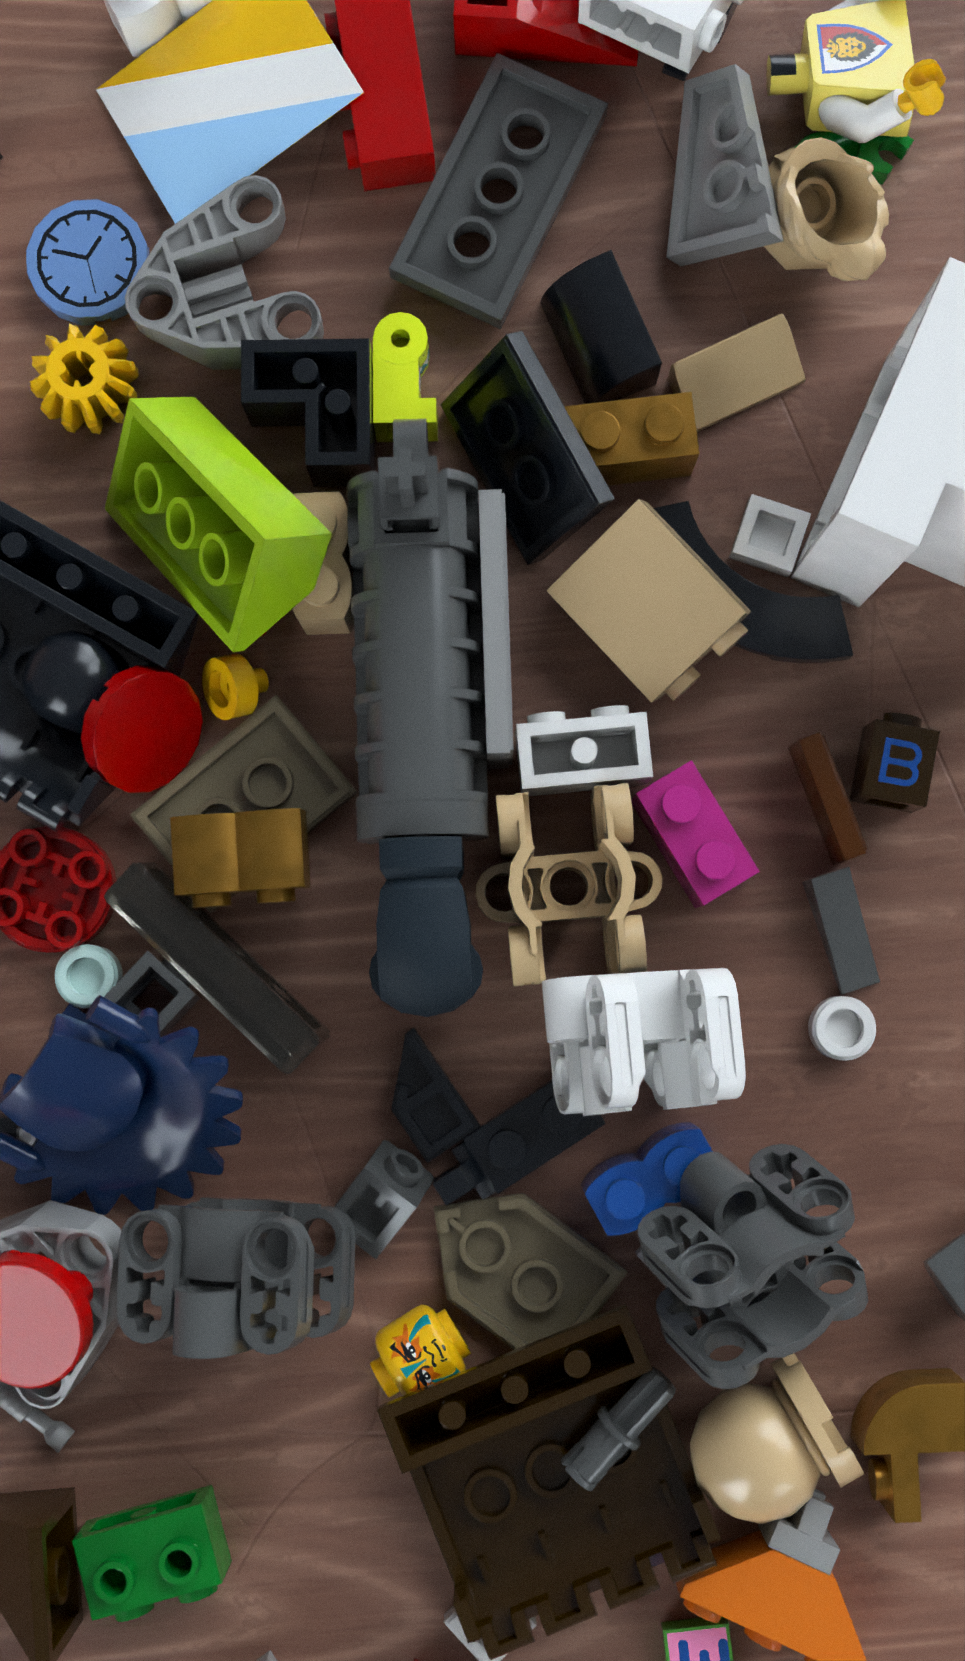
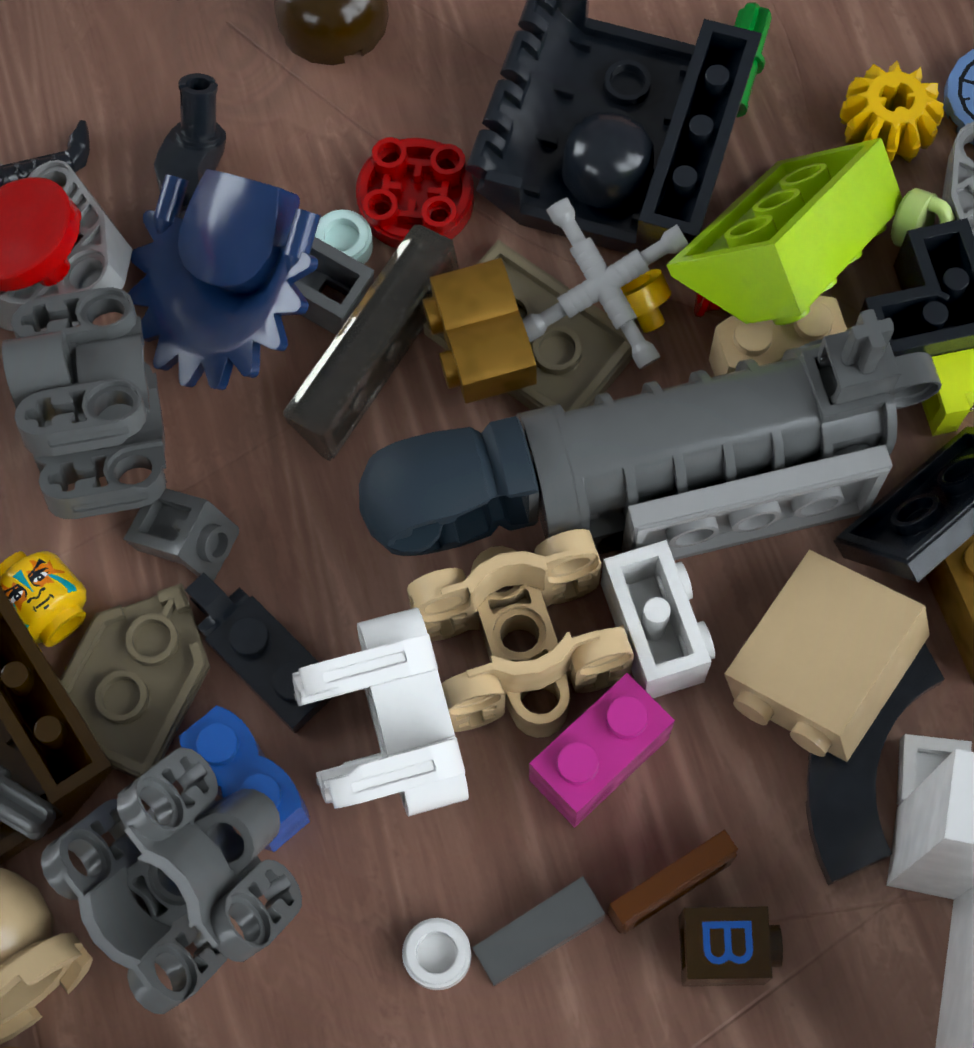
camera: 75 degrees right, 15 degrees down
(142, 729) = (602, 212): red tile -> none
(210, 389) = (917, 211): none -> yellowish green tile
(219, 719) = (604, 283): none -> light grey piece
(428, 1101) = (284, 559): black tile -> none

